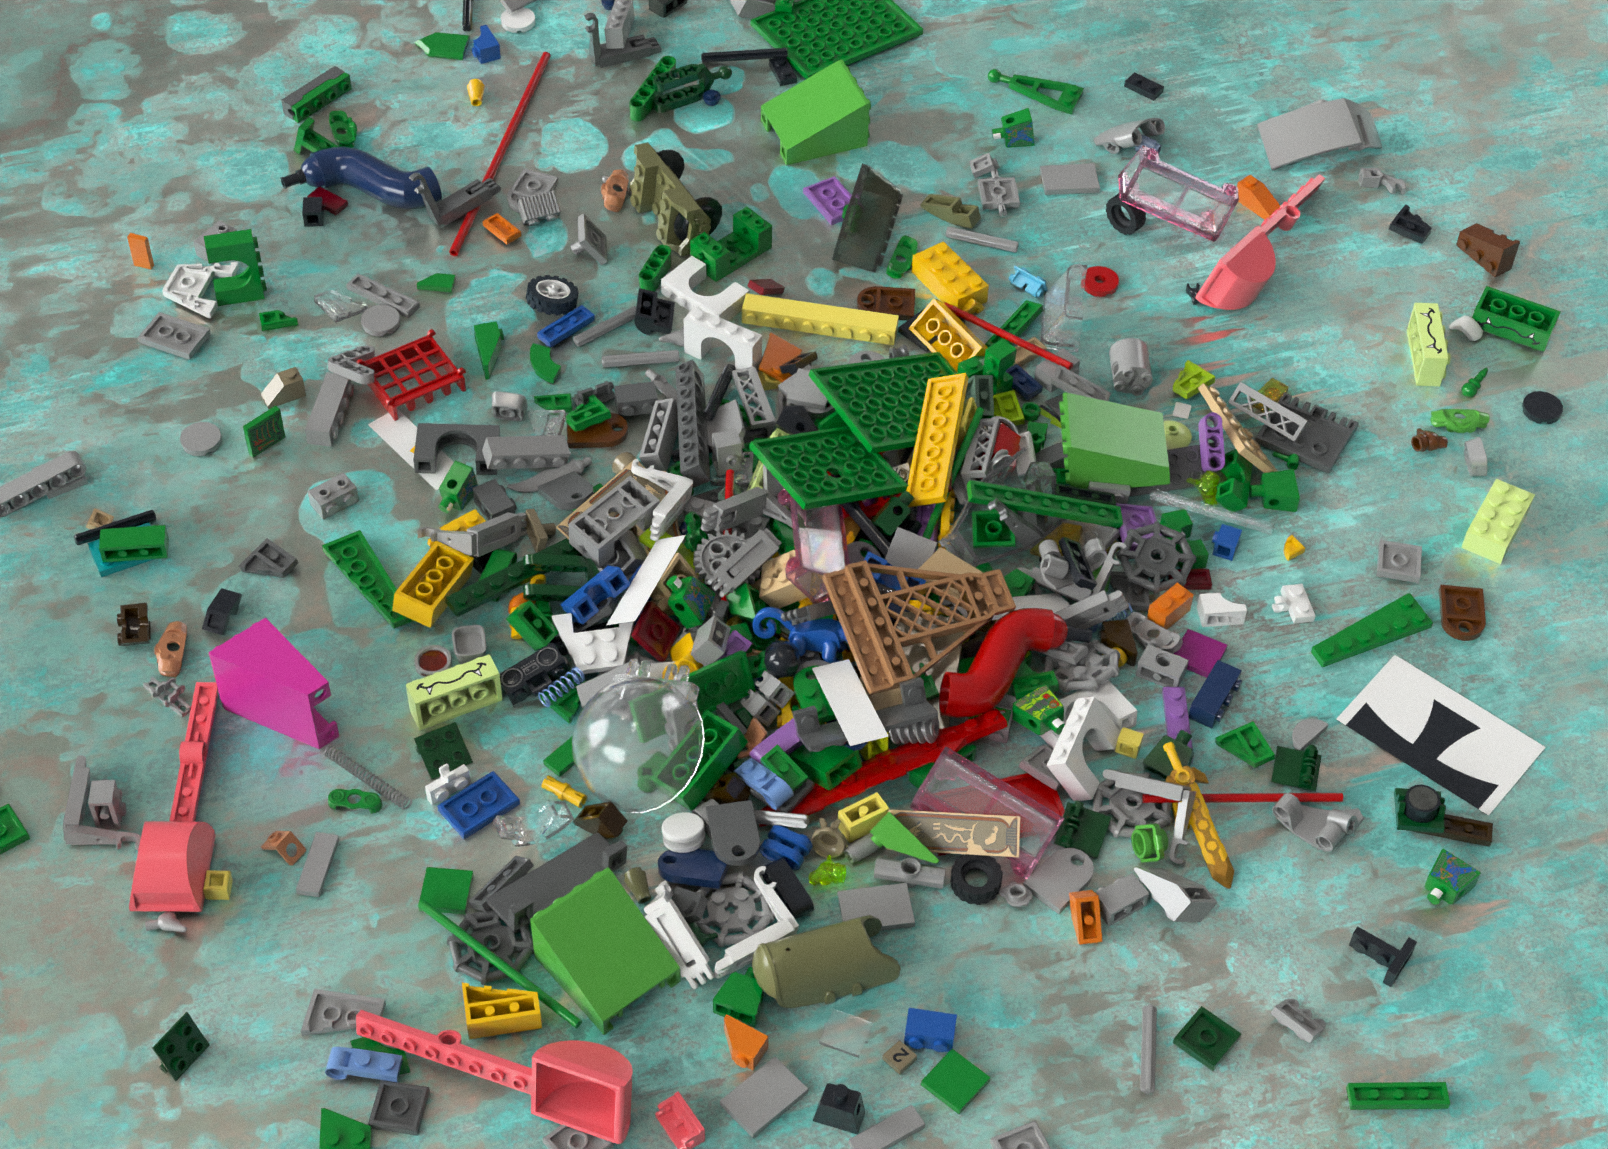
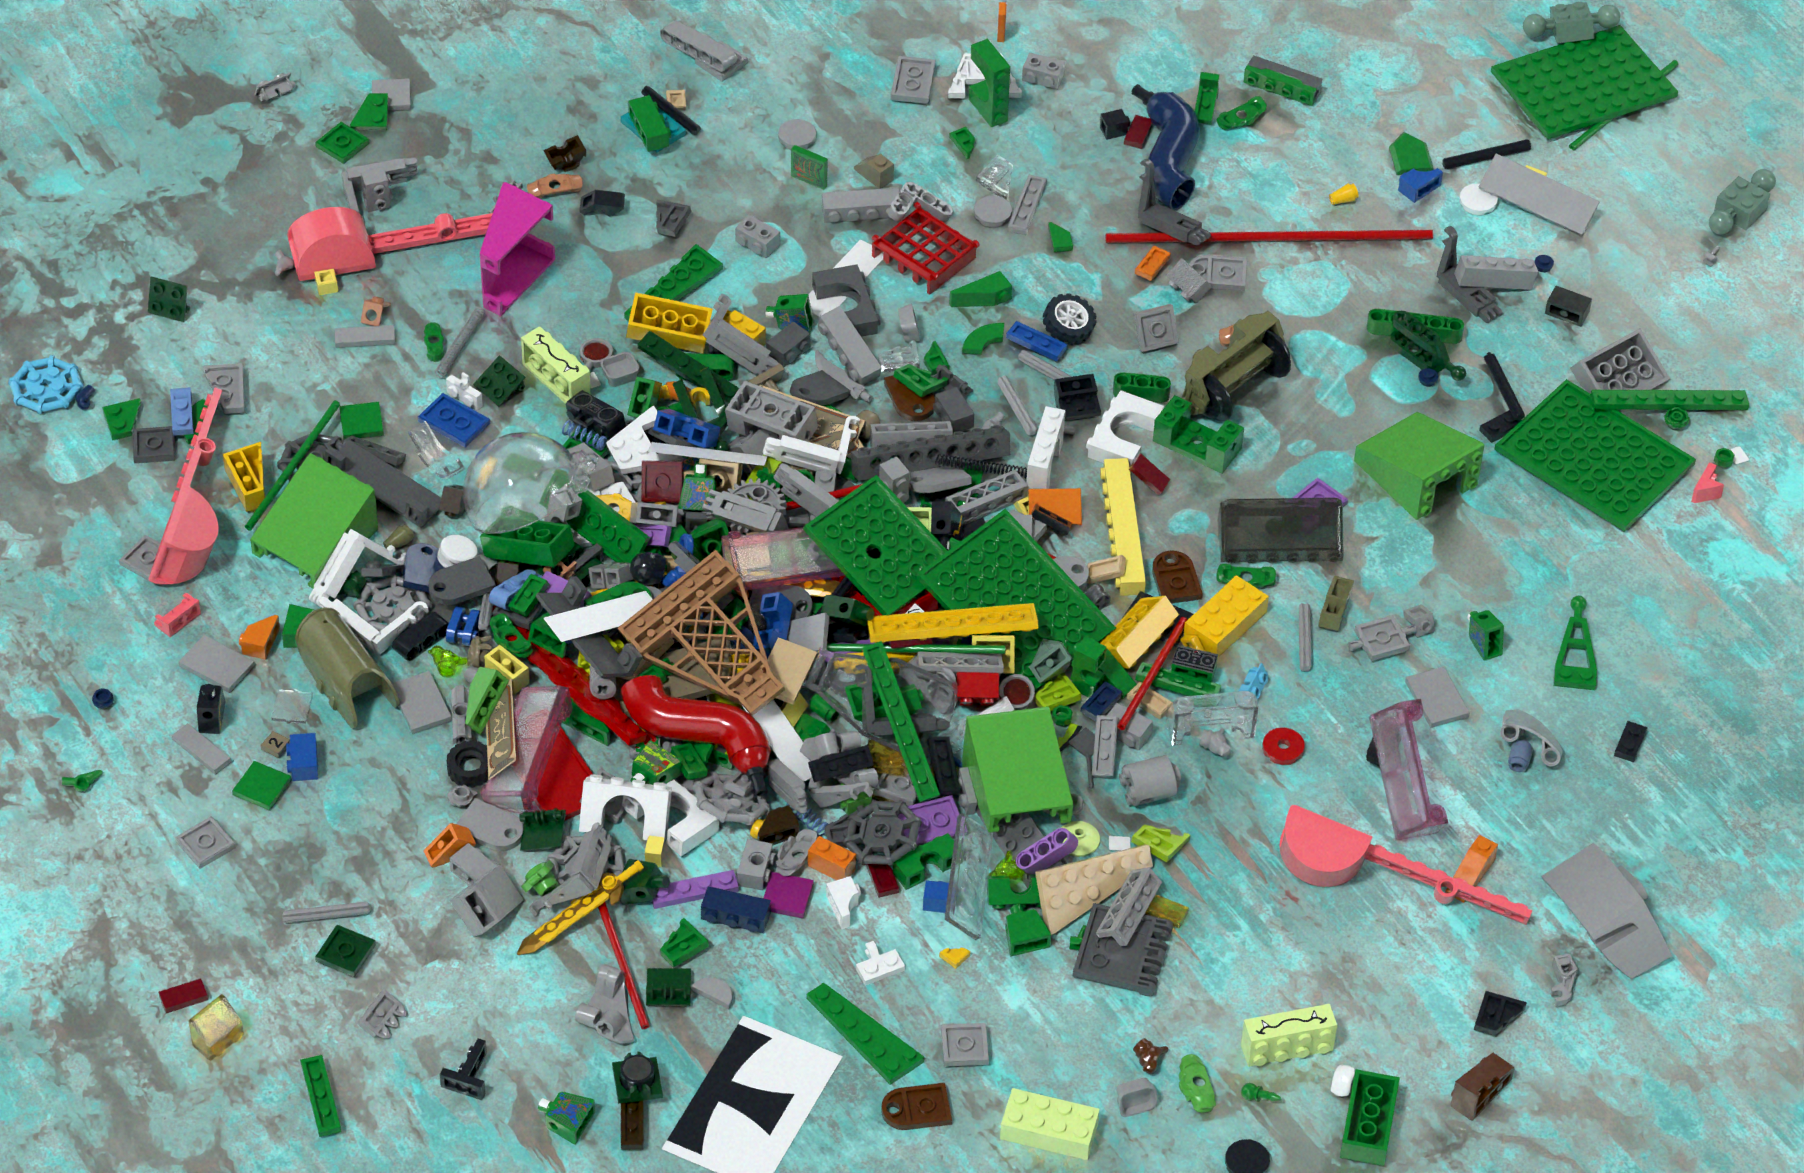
camera: 75 degrees right, 0 degrees up
(843, 796) = (503, 627): none -> green piece
(873, 336) = (1106, 569): none -> tan tile
(998, 308) = (1195, 663): none -> brick
(1092, 319) = (1215, 742): none -> light grey animal

